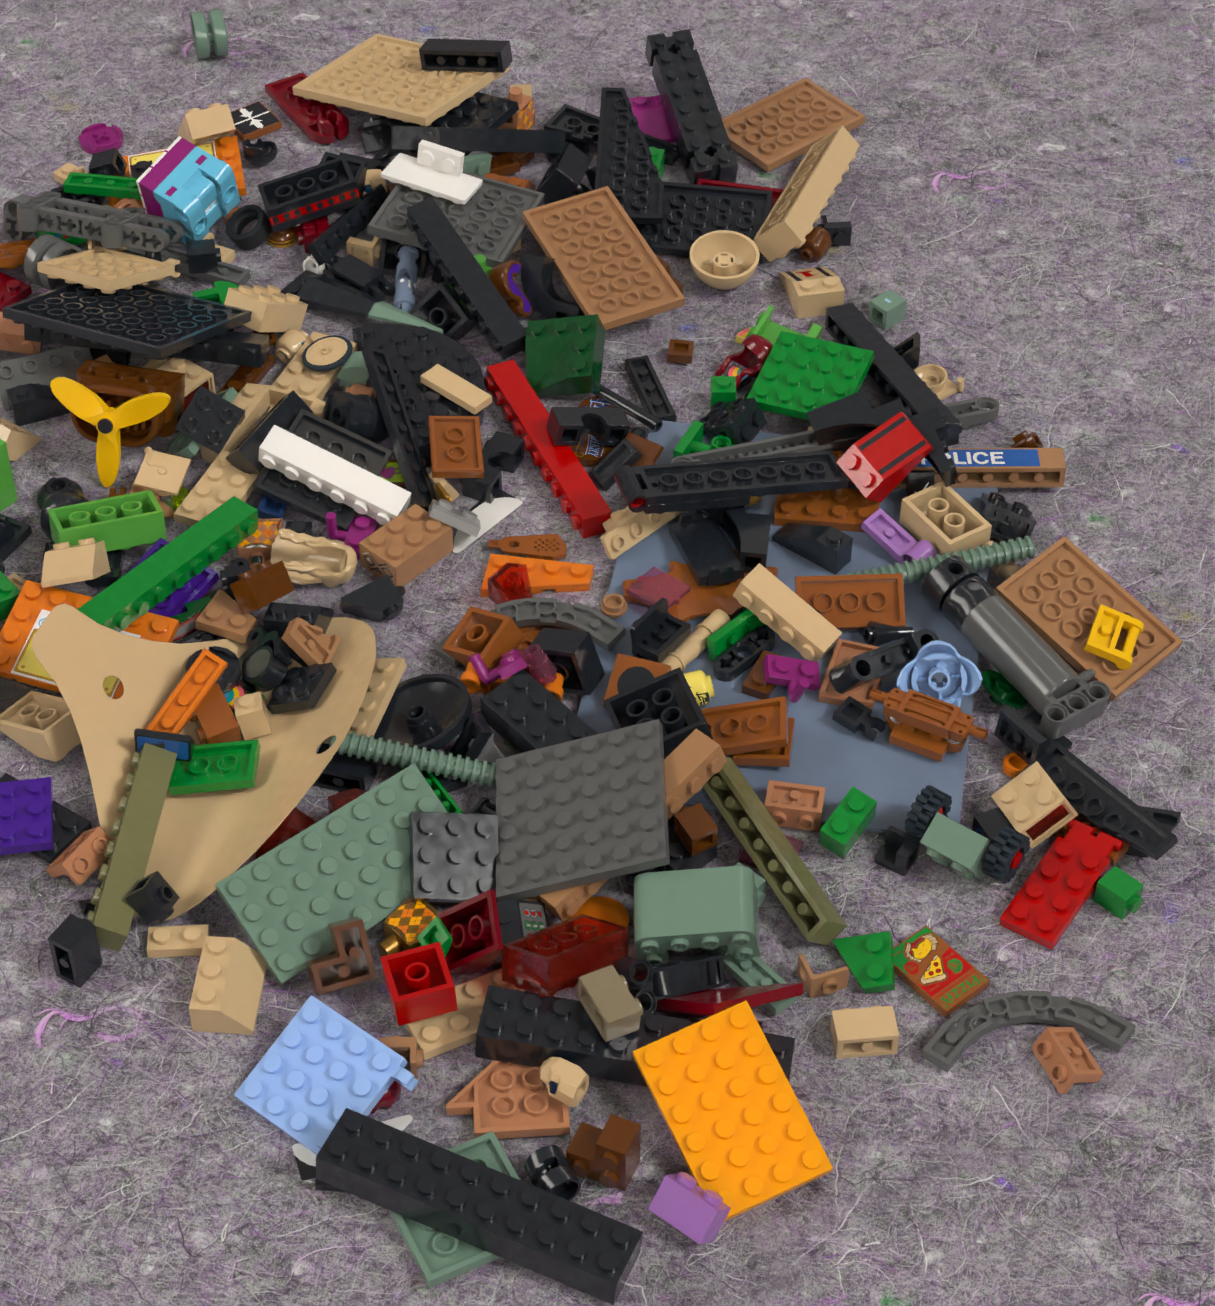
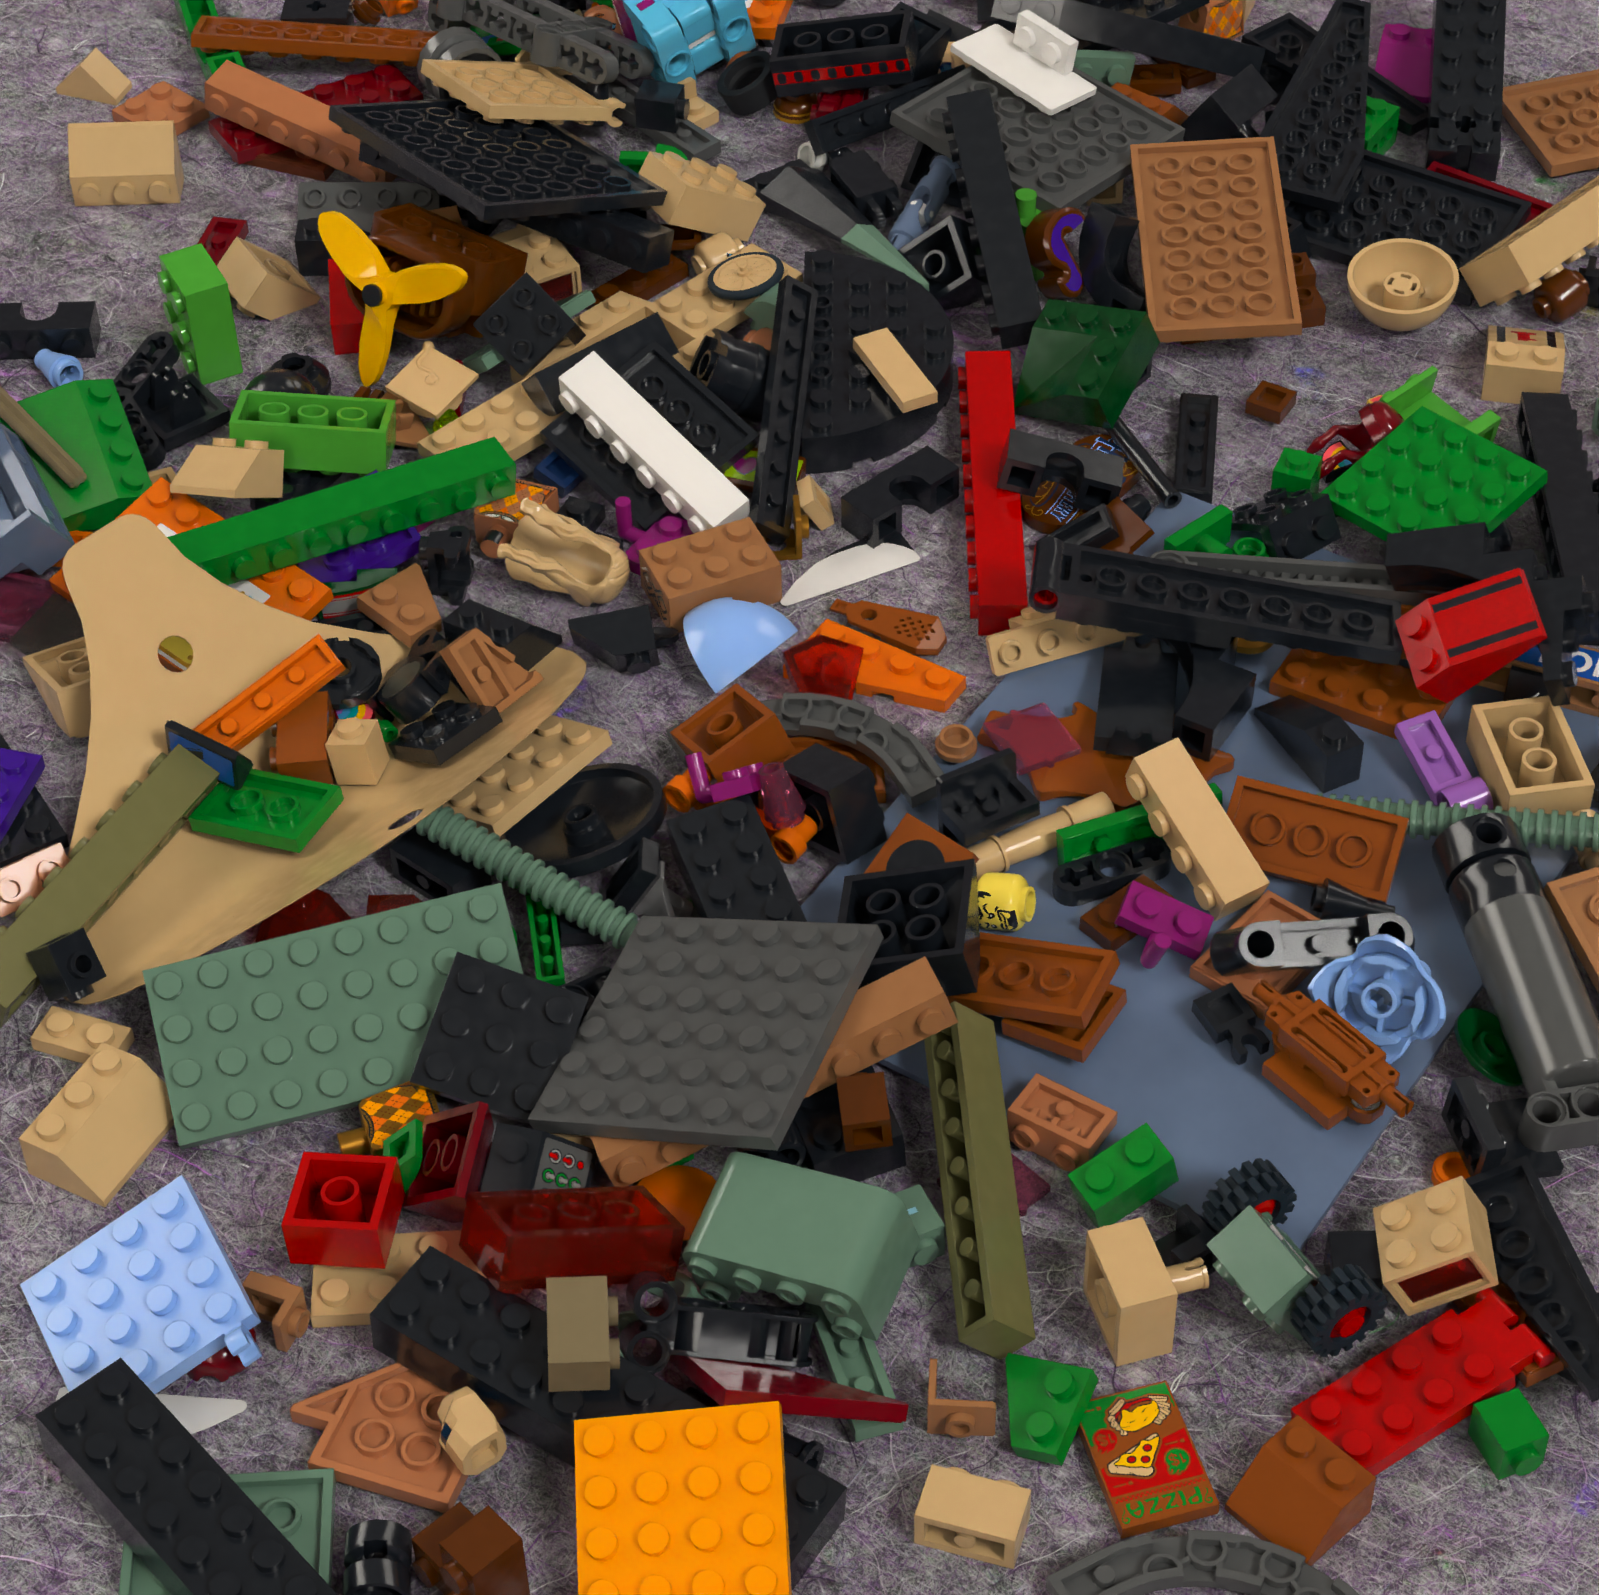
camera: 25 degrees right, 0 degrees up
(72, 446) = (345, 318): none -> red slope
(262, 586) = (464, 573): reddish brown brick -> none
(351, 960) = (278, 1141): reddish brown brick -> none
(364, 250) = (891, 151): tan bracket -> none
(444, 580) = (732, 637): none -> light blue brick
(455, 447) = (849, 451): dark orange tile -> none
(464, 521) = (786, 544): light grey plate -> none
(888, 881) = (1134, 1290): none -> tan brick
(1030, 958) = (1302, 1492): none -> dark orange slope

